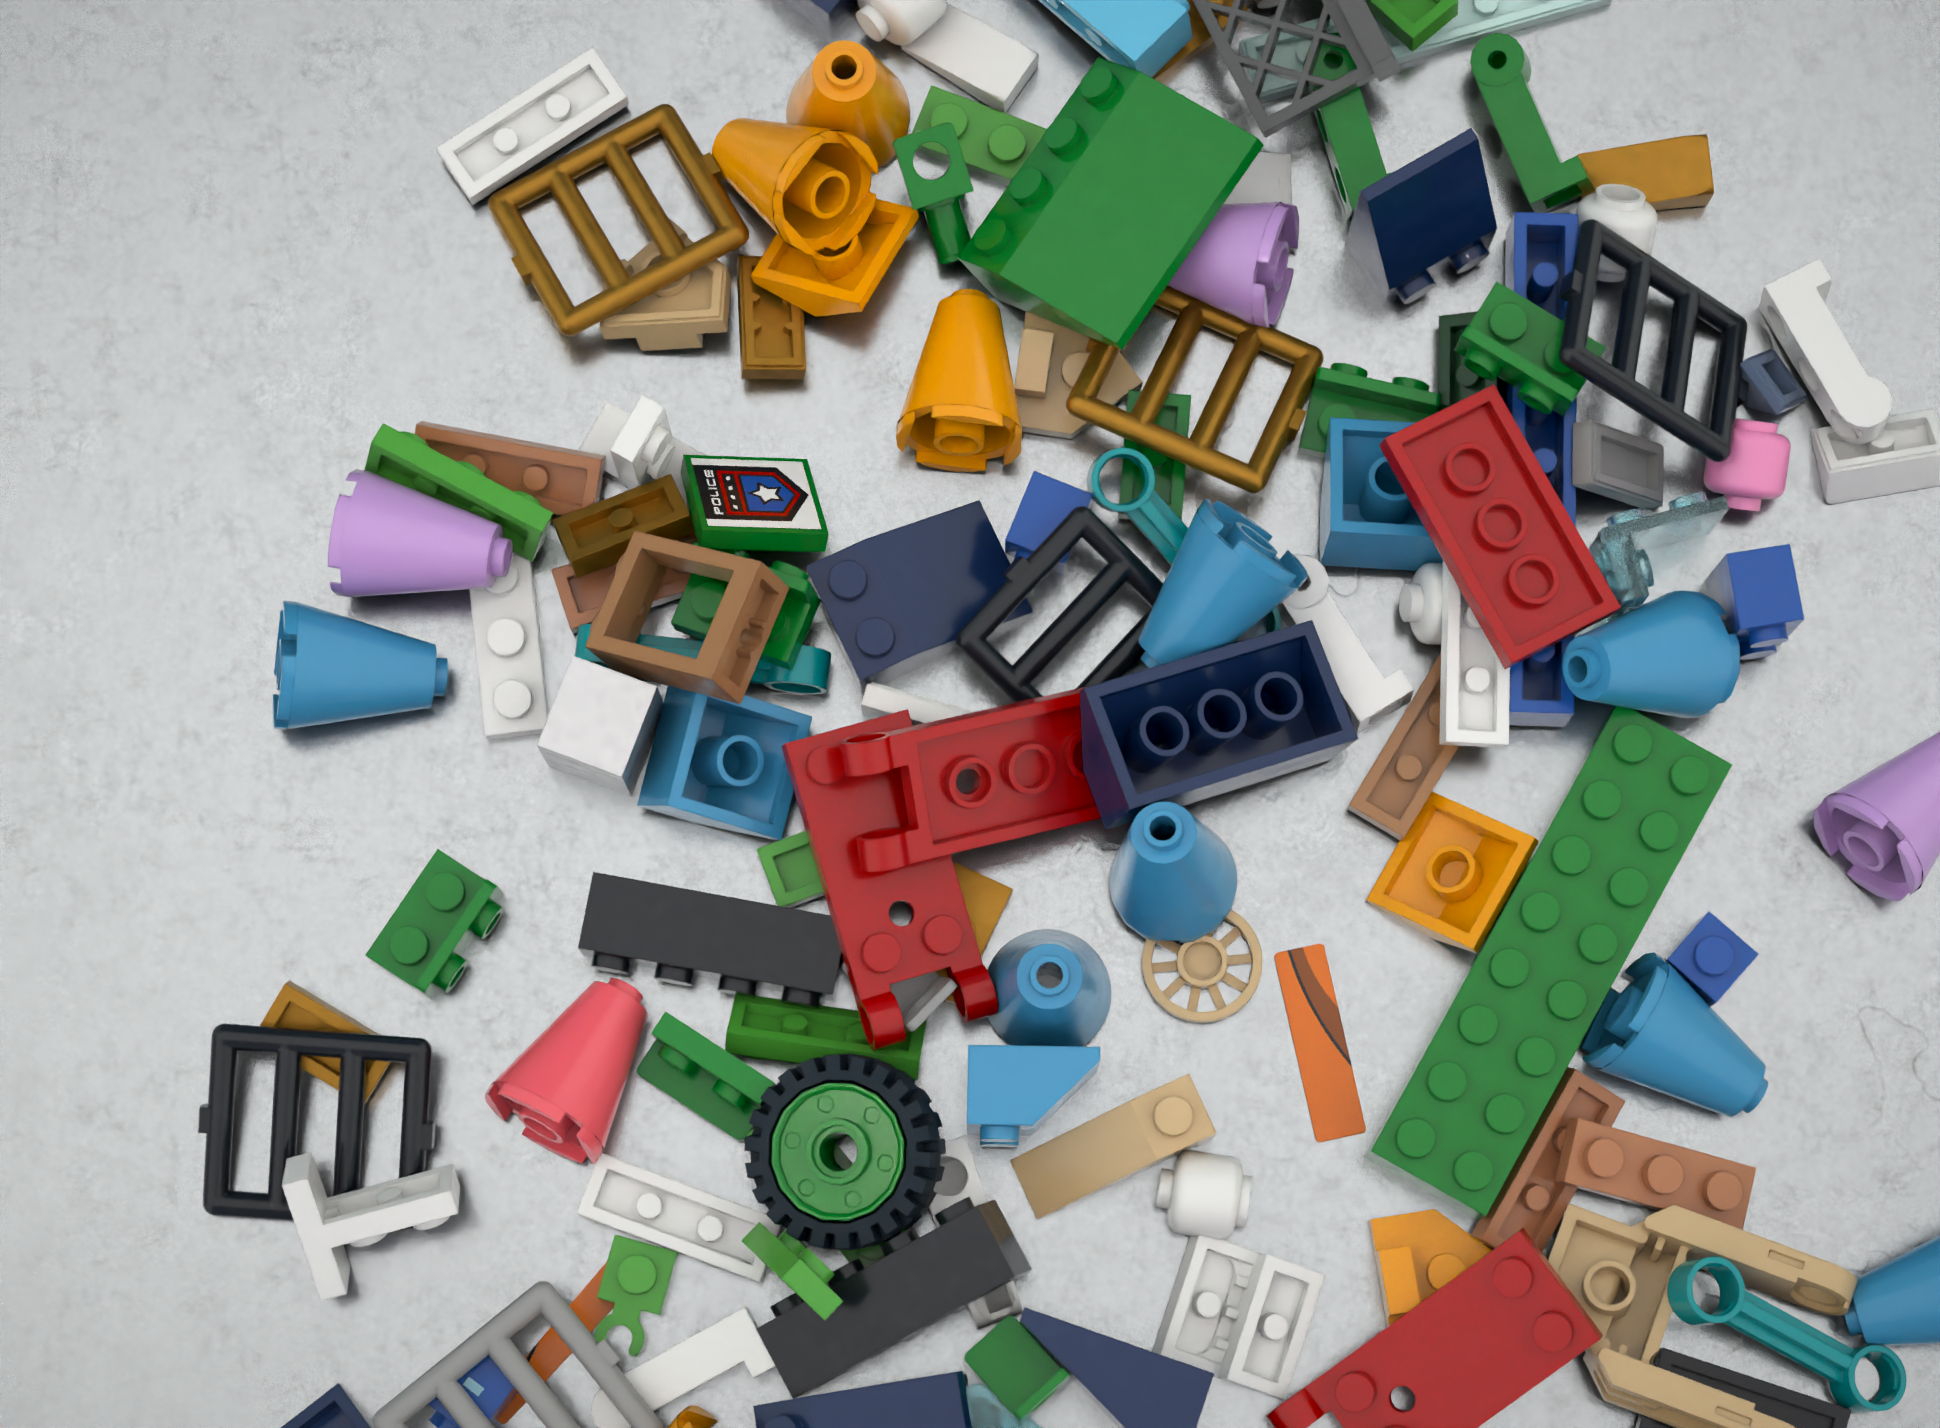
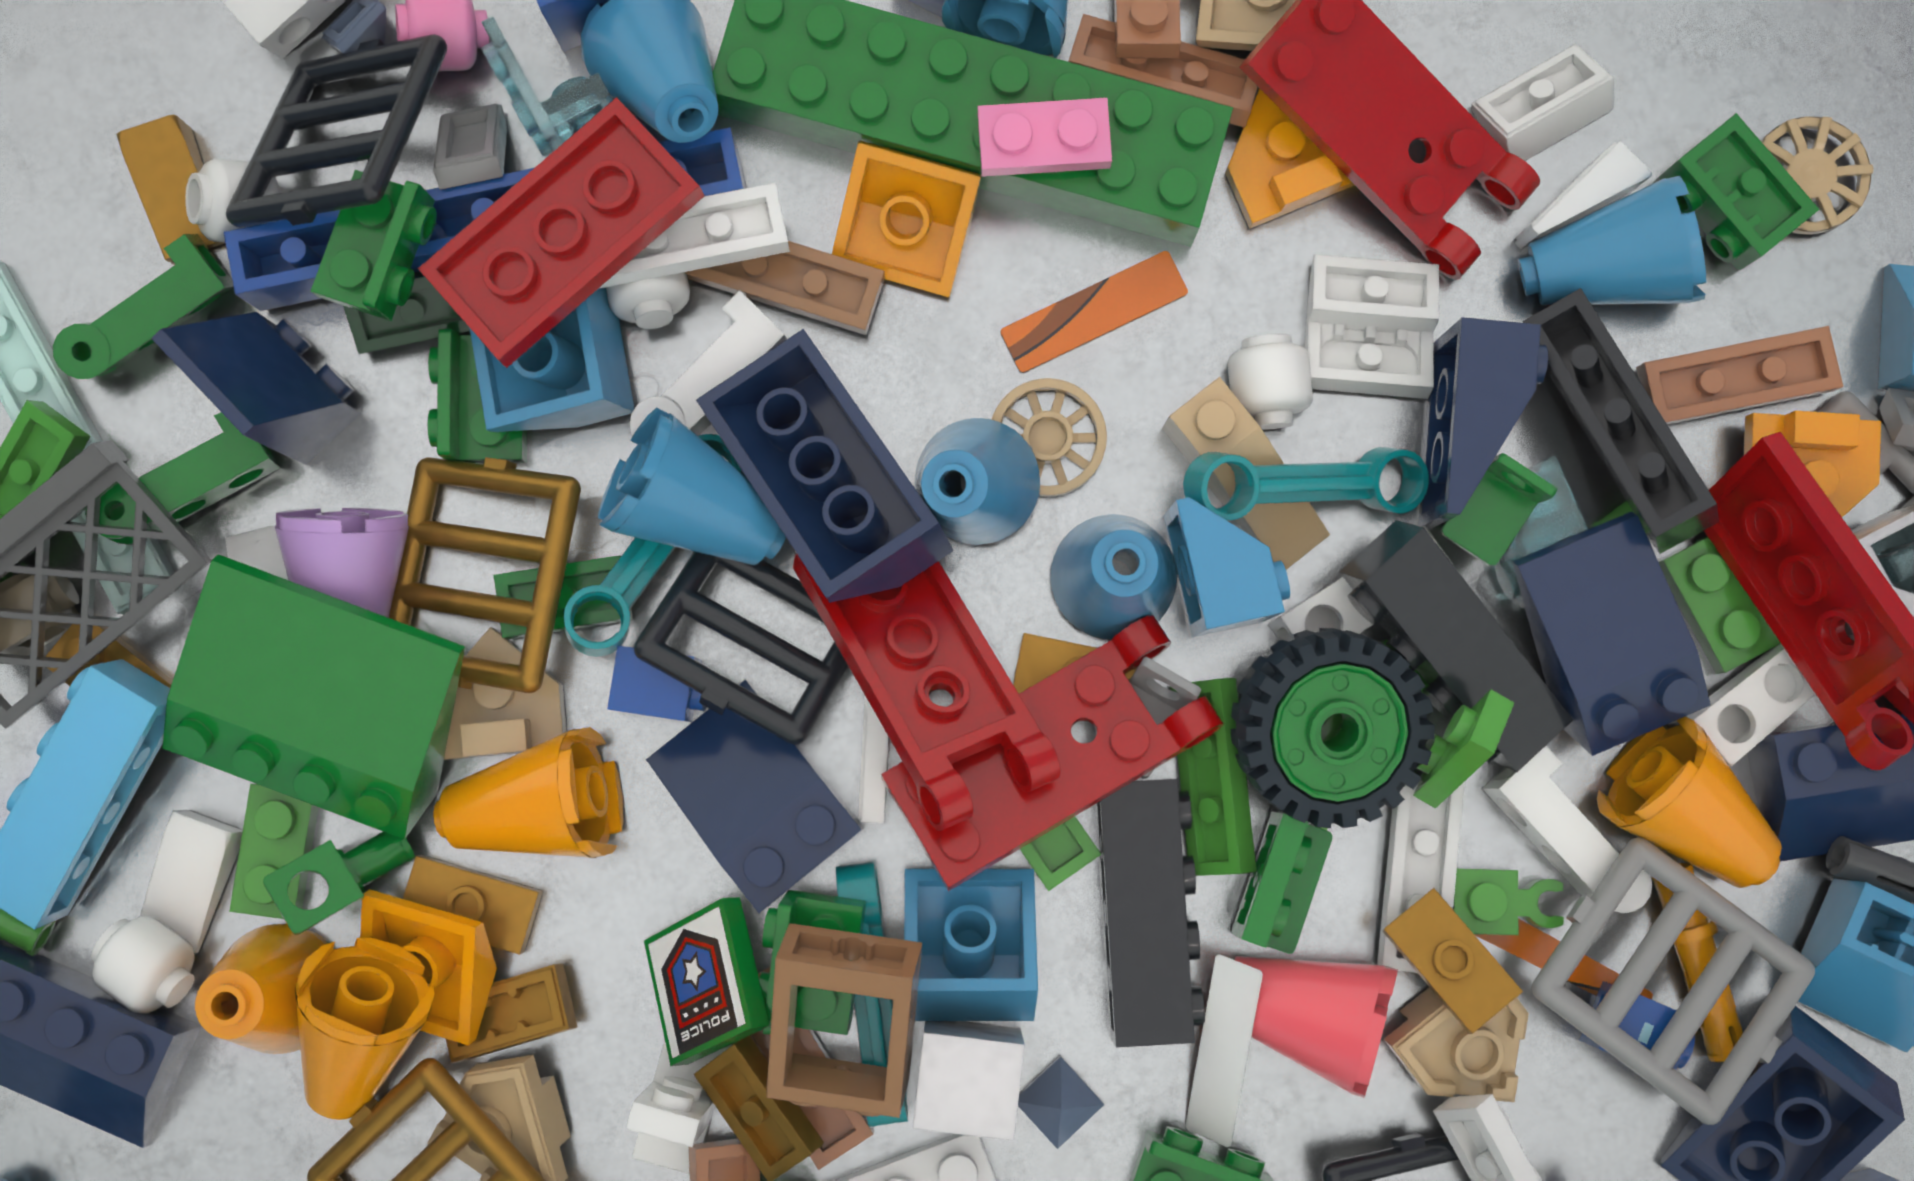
camera: 105 degrees left, 5 degrees up
(513, 1216) = (1451, 1060): none -> tan plate
(552, 814) = (1059, 1102): none -> sand blue slope
(562, 976) = (1223, 1049): none -> white sticker
(591, 1215) = (1452, 961): none -> pearl gold plate
(874, 333) = (500, 904): none -> pearl gold plate
(1091, 1195) = (1309, 482): none -> teal piece
(1493, 1014) = (1044, 137): none -> bright pink plate

